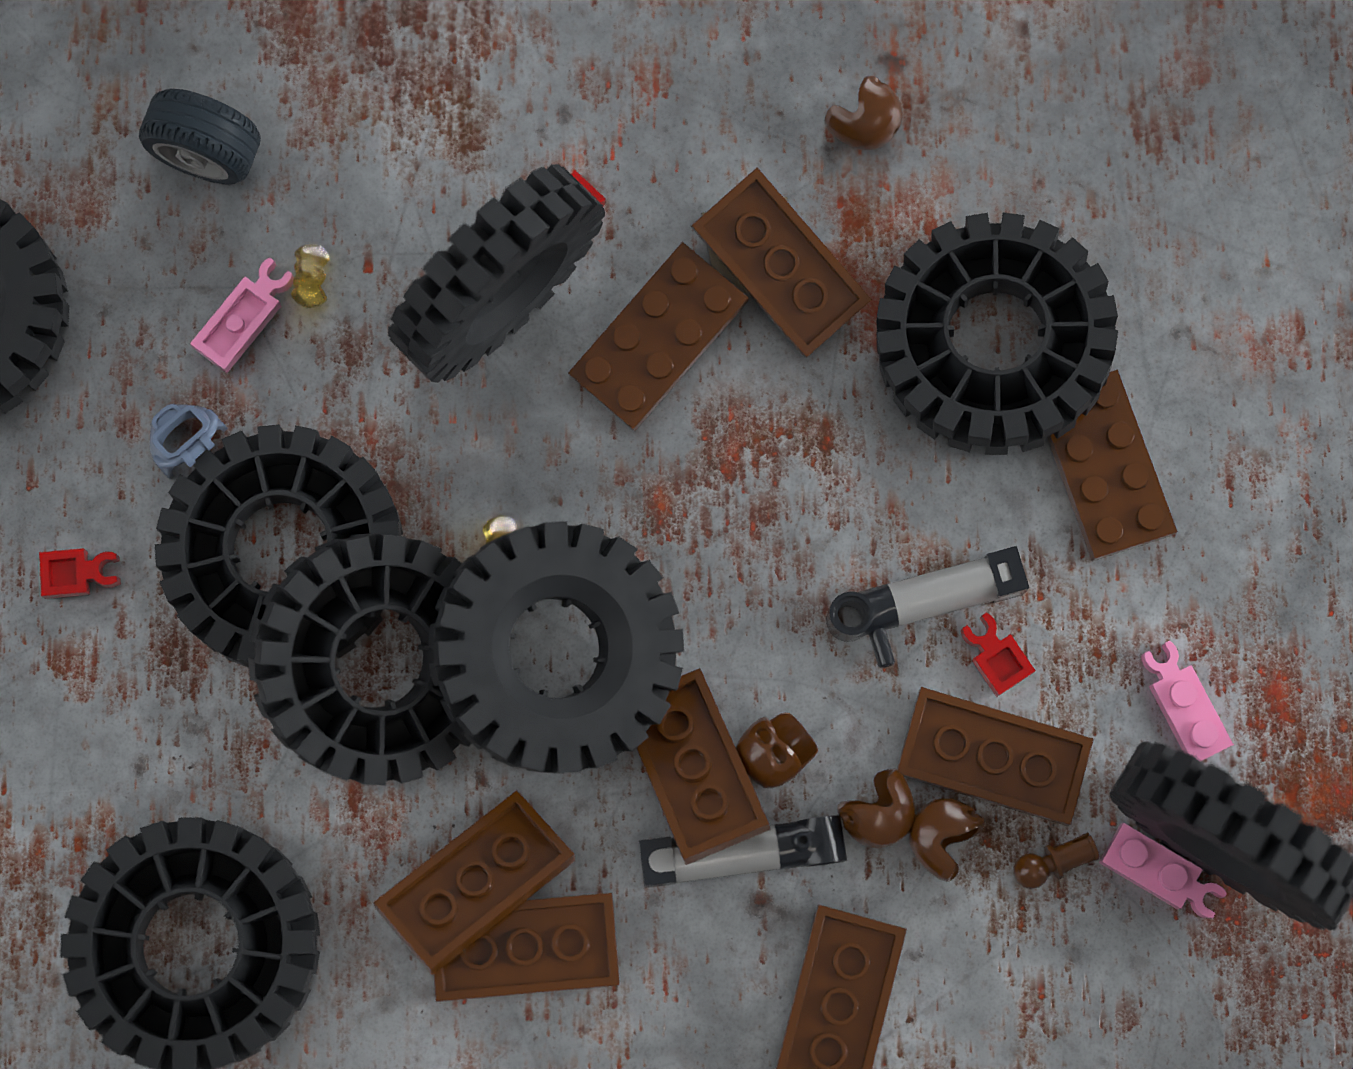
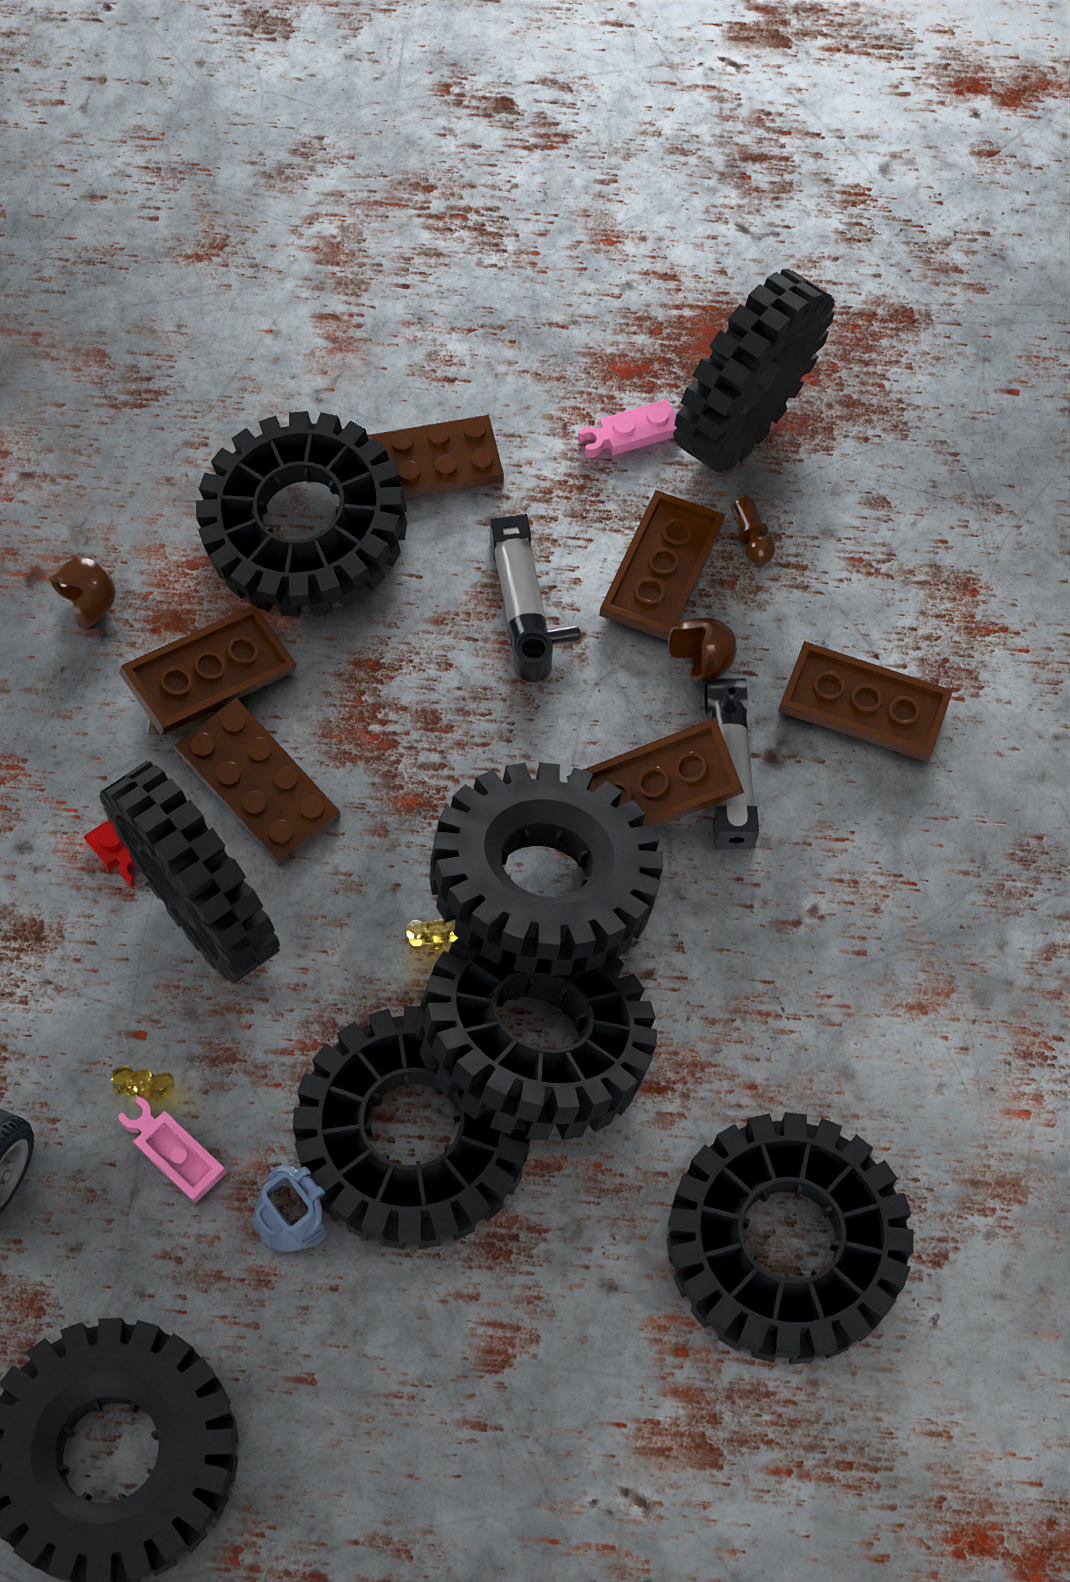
camera: 80 degrees left, 15 degrees down
(69, 572) = (410, 1336): red plate -> none
(474, 882) = (747, 974): reddish brown plate -> none
(538, 950) = (804, 946): reddish brown plate -> none
(775, 750) = (646, 719): reddish brown helmet -> none
(936, 827) = (719, 601): reddish brown helmet -> none
(1000, 661) = (581, 550): red plate -> none
(1158, 870) = (764, 463): bright pink plate -> none

